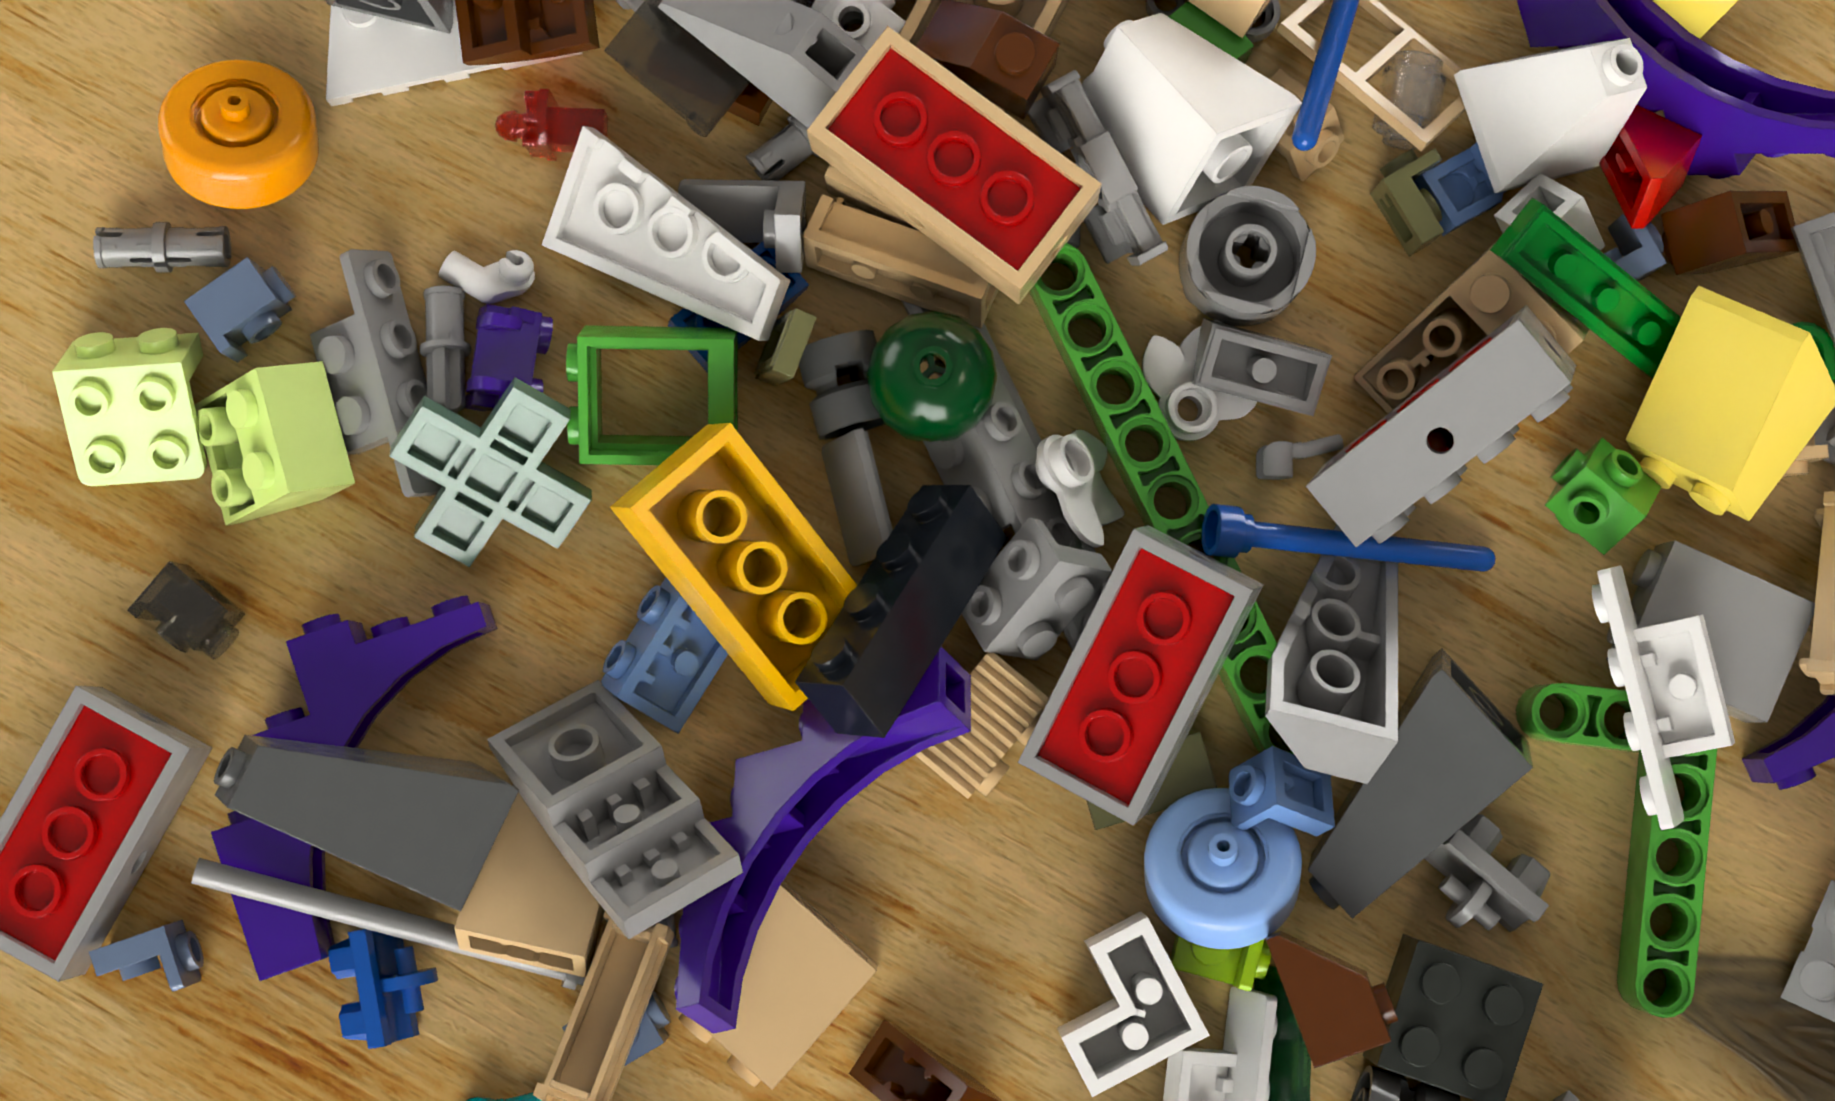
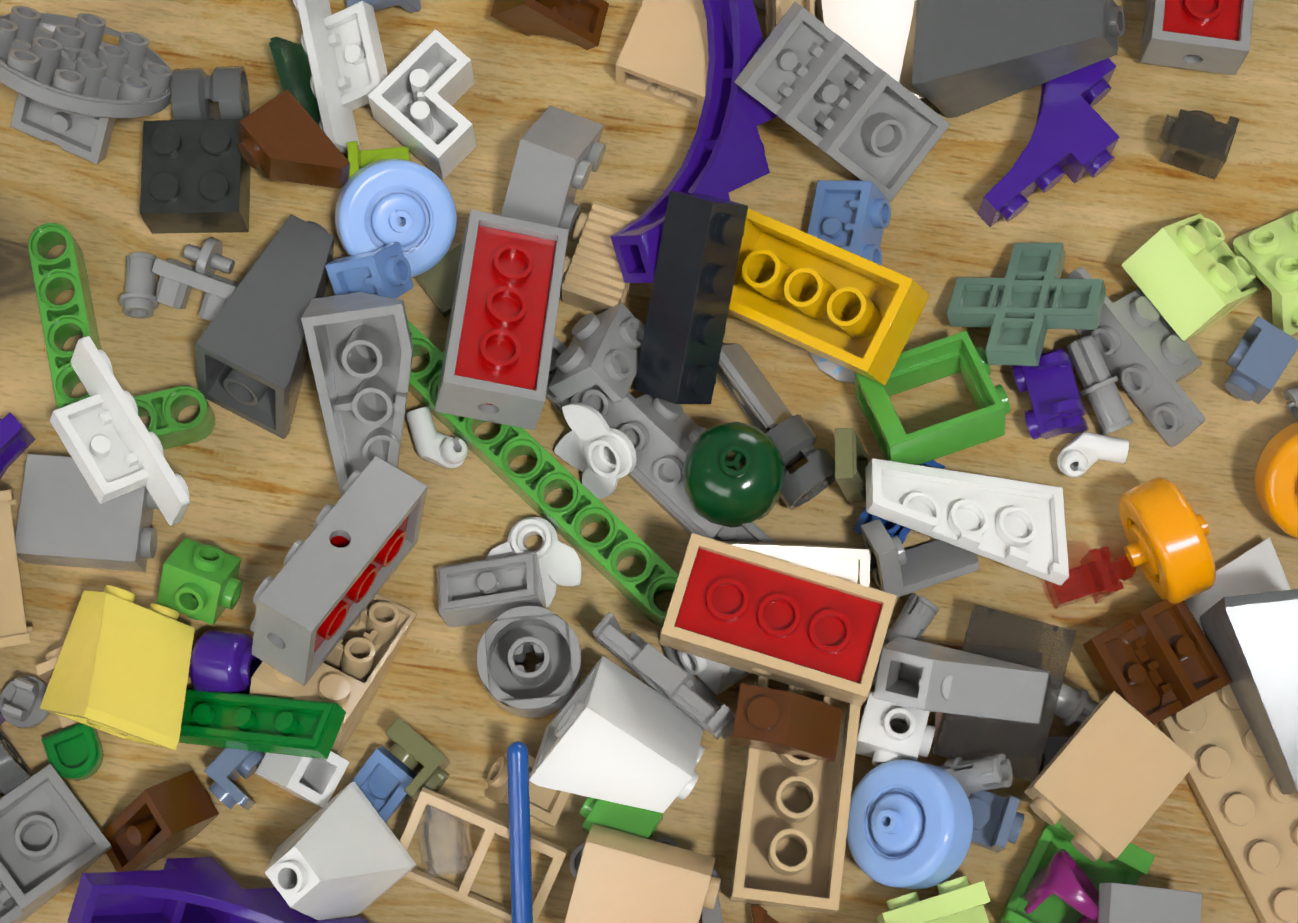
camera: 160 degrees right, 10 degrees down
(451, 121) = (1167, 540): none -> light orange wheel
(1005, 856) = (551, 166): none -> light grey brick
(1230, 531) = (470, 444): blue piece -> none
(1274, 572) = (433, 445): none -> white arm
(1276, 459) = (454, 531): light grey hand -> none
(1565, 898) = (140, 282): none -> light grey pin
(1605, 388) = (223, 662): none -> dark purple head
(1648, 164) = (241, 844): red slope -> none

